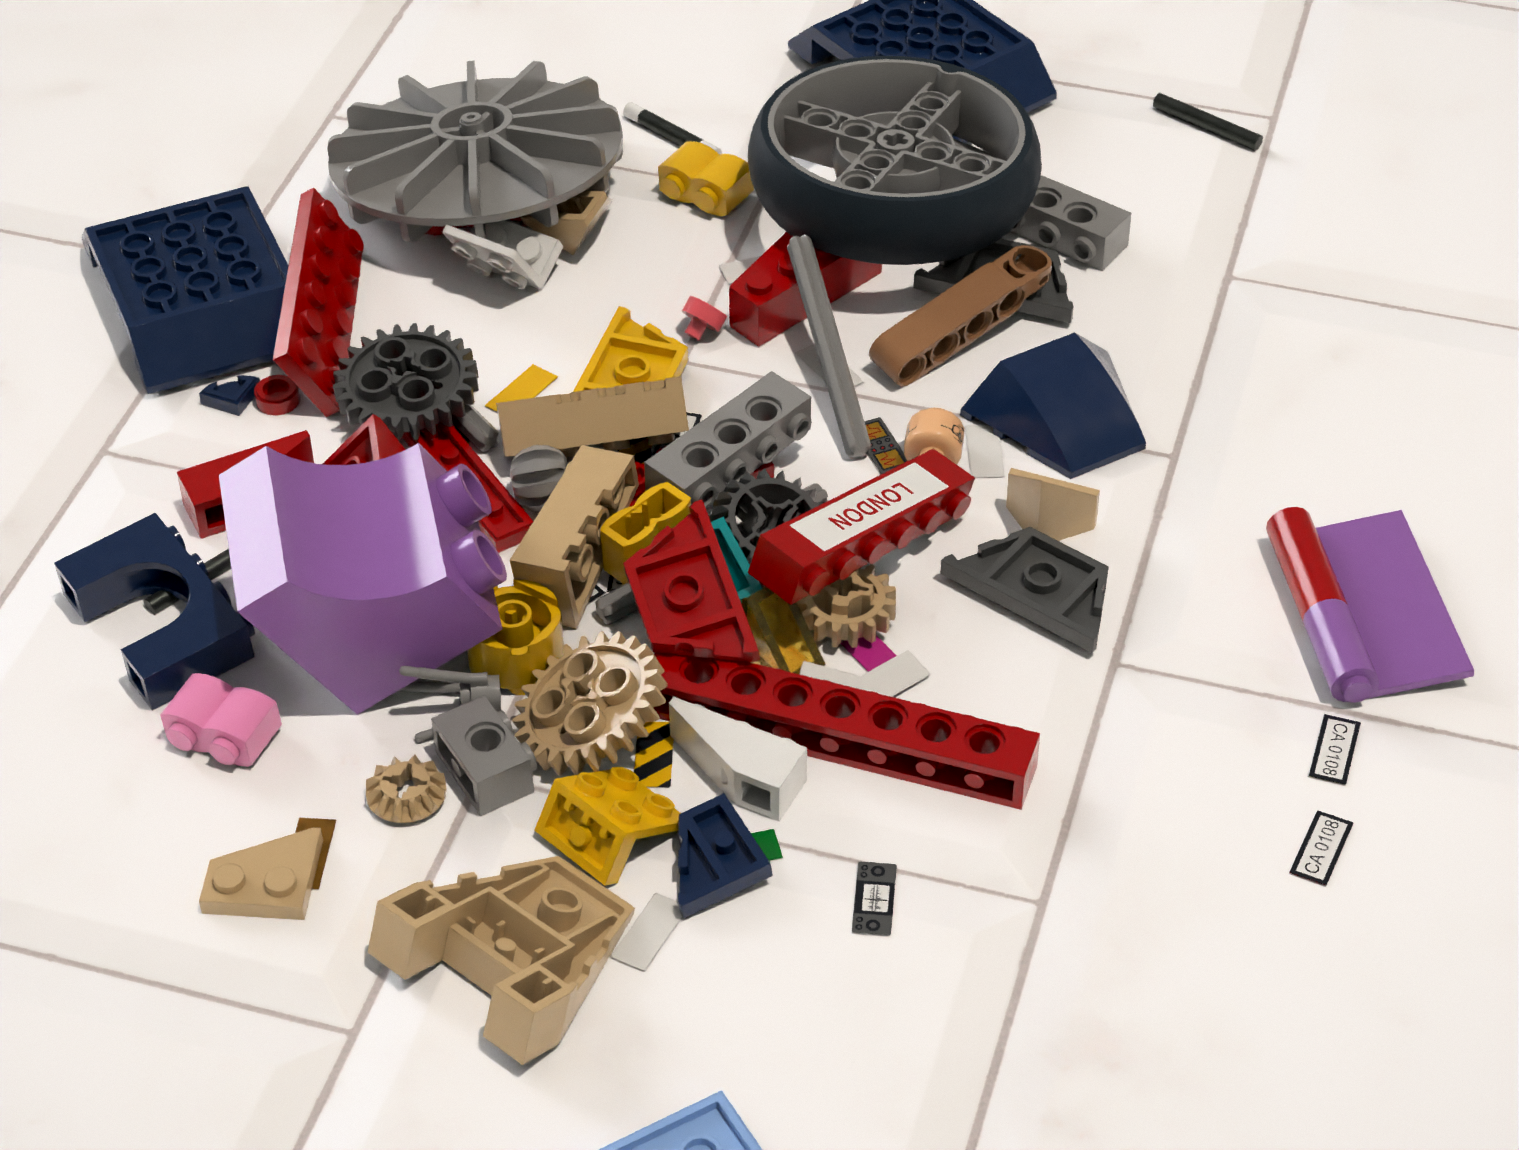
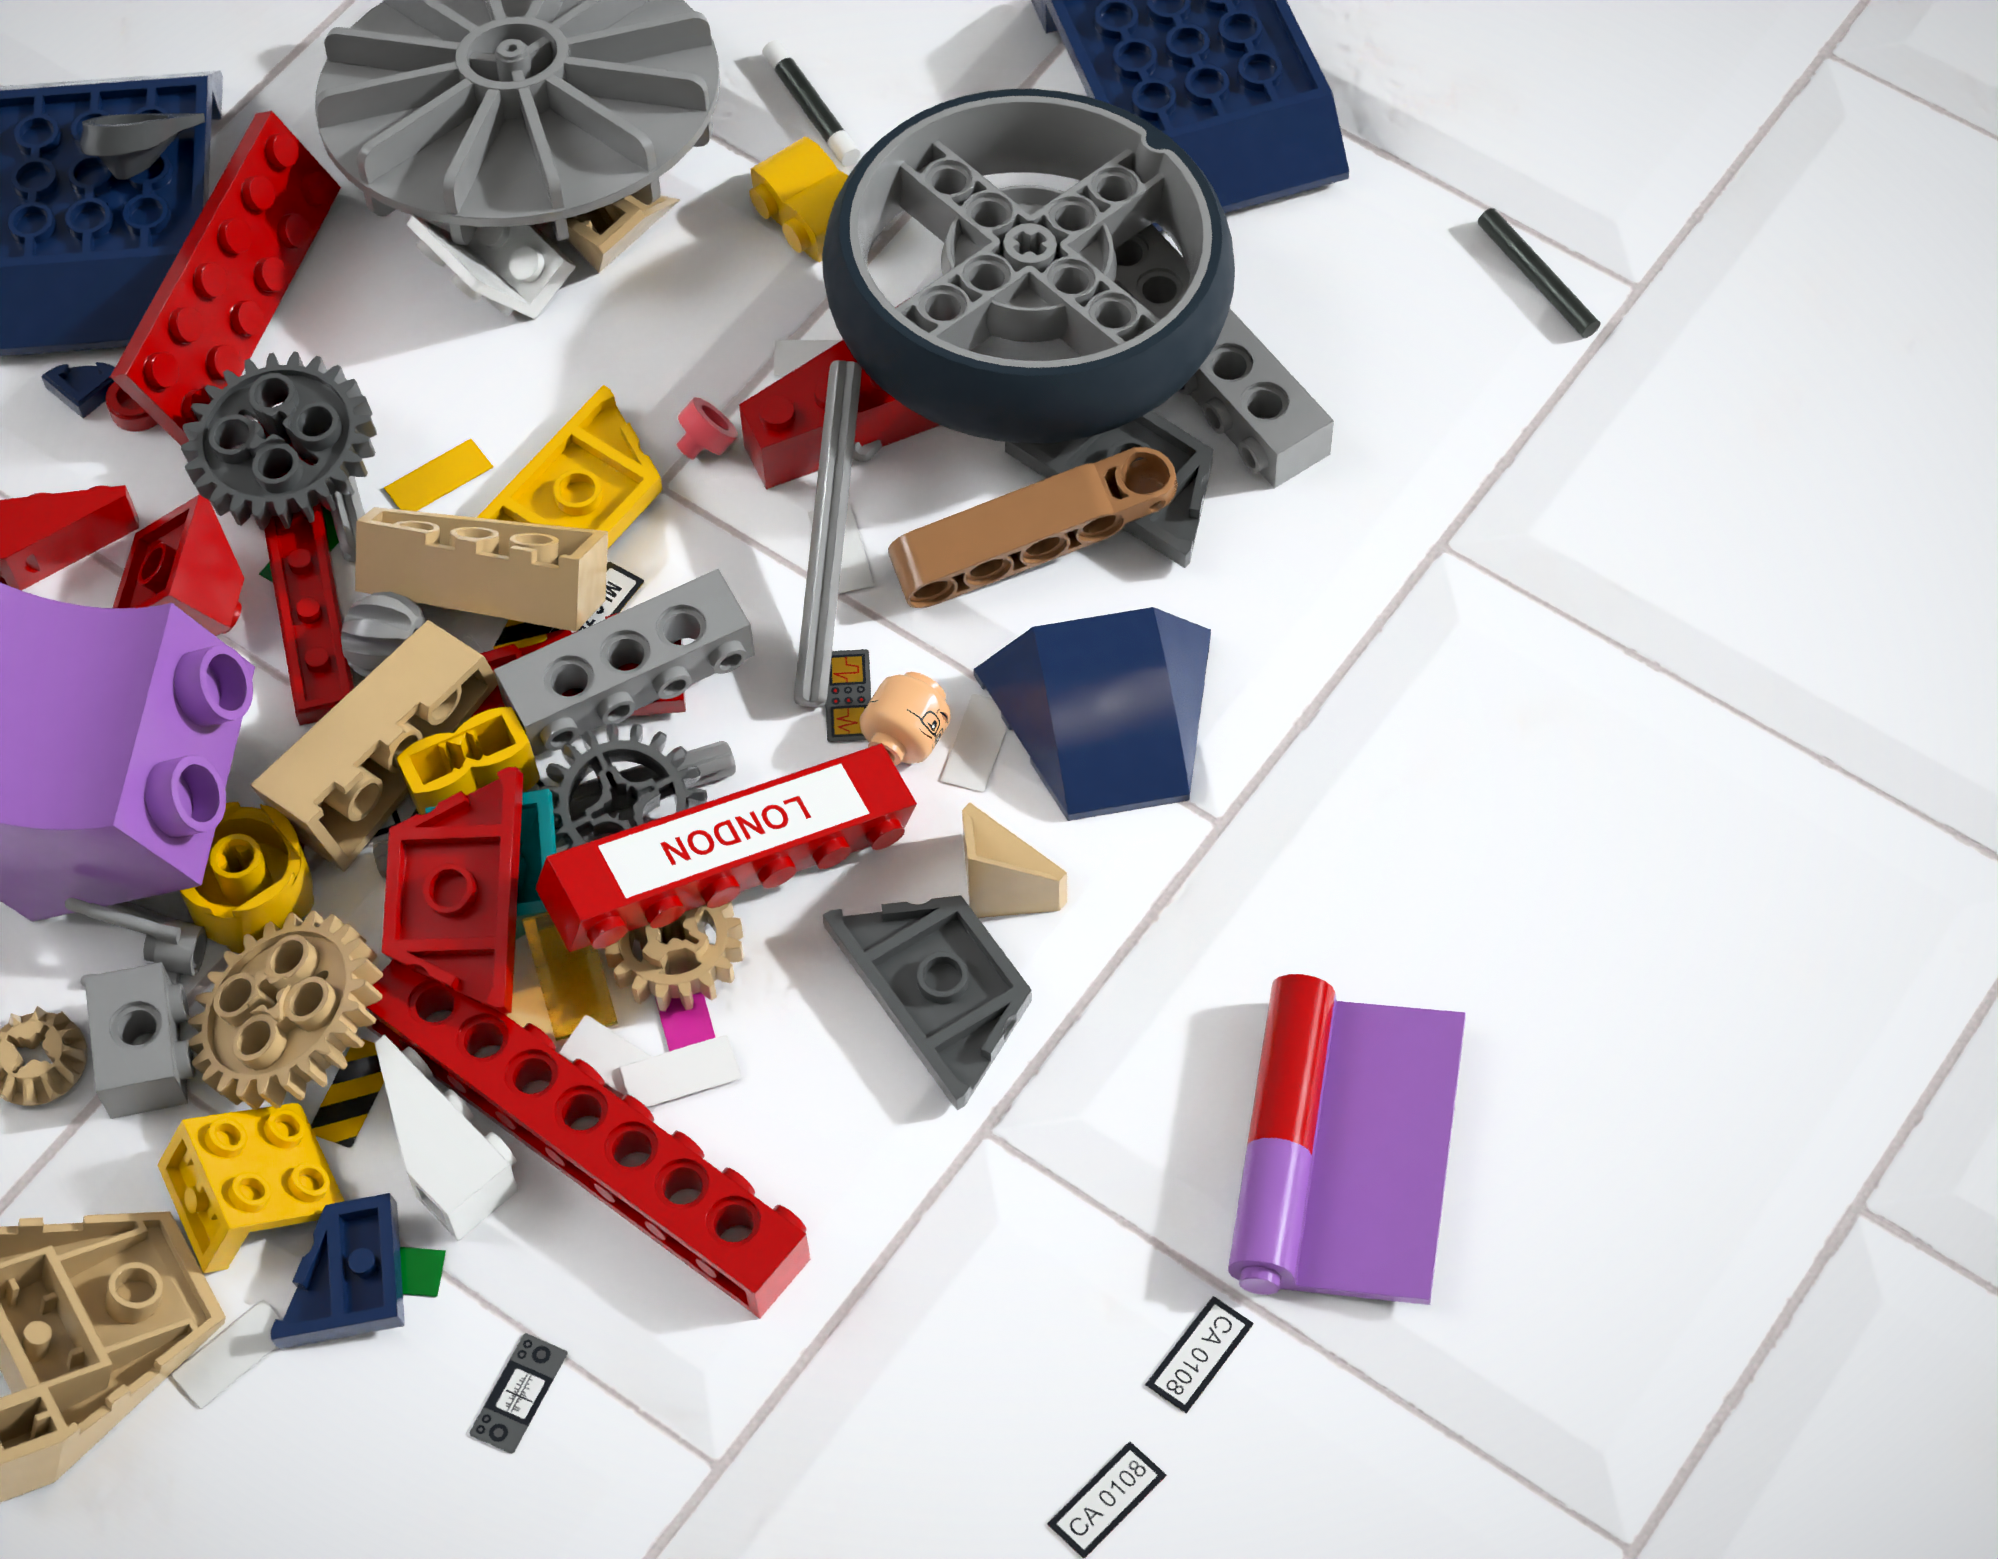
camera: 20 degrees right, 15 degrees up
(217, 226) = (133, 141): none -> dark grey piece

